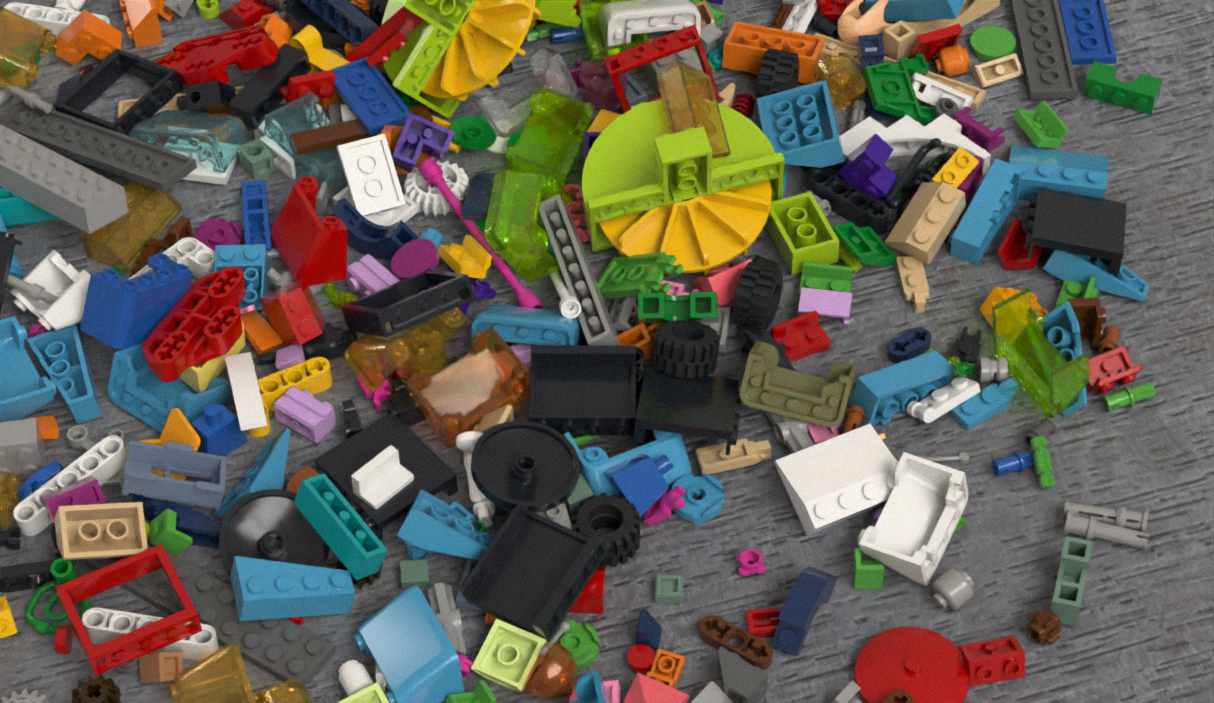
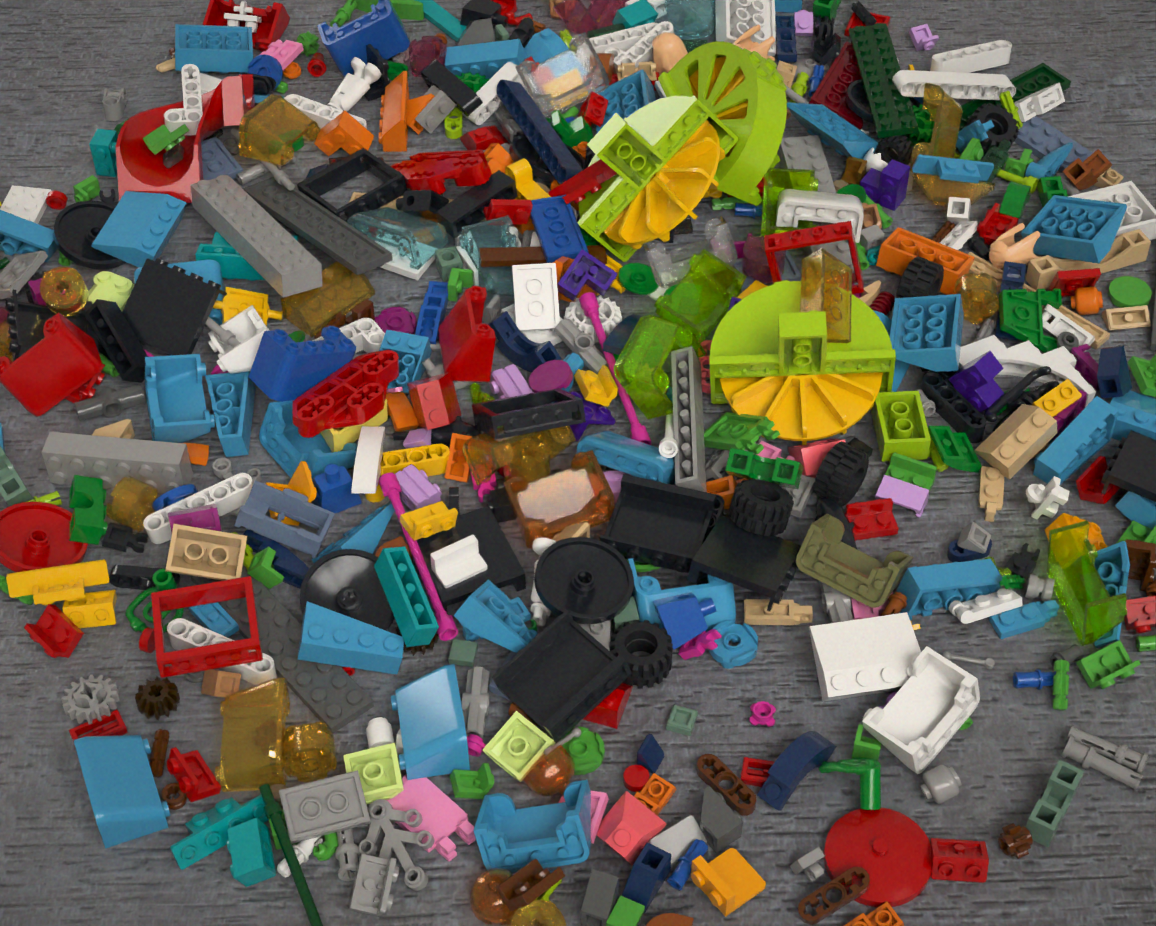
camera: 15 degrees right, 0 degrees up
(37, 247) = (239, 300): none -> yellow plate
(129, 599) = (215, 618): none -> dark azure hinge
(274, 174) = (458, 279): none -> bright green bracket
(281, 417) = (447, 628): none -> dark pink hose
(335, 441) = (429, 520): none -> yellow bracket
(341, 373) = (457, 466): none -> orange slope
(434, 217) = (581, 344): none -> light grey piece
(882, 600) = (869, 778): none -> green piece
(911, 333) = (974, 538): none -> light grey slope
(970, 275) = (1044, 497): none -> white hips
(1004, 130) = (1113, 372): none -> dark blue slope
(1081, 431) = (1107, 664): none -> bright green bracket

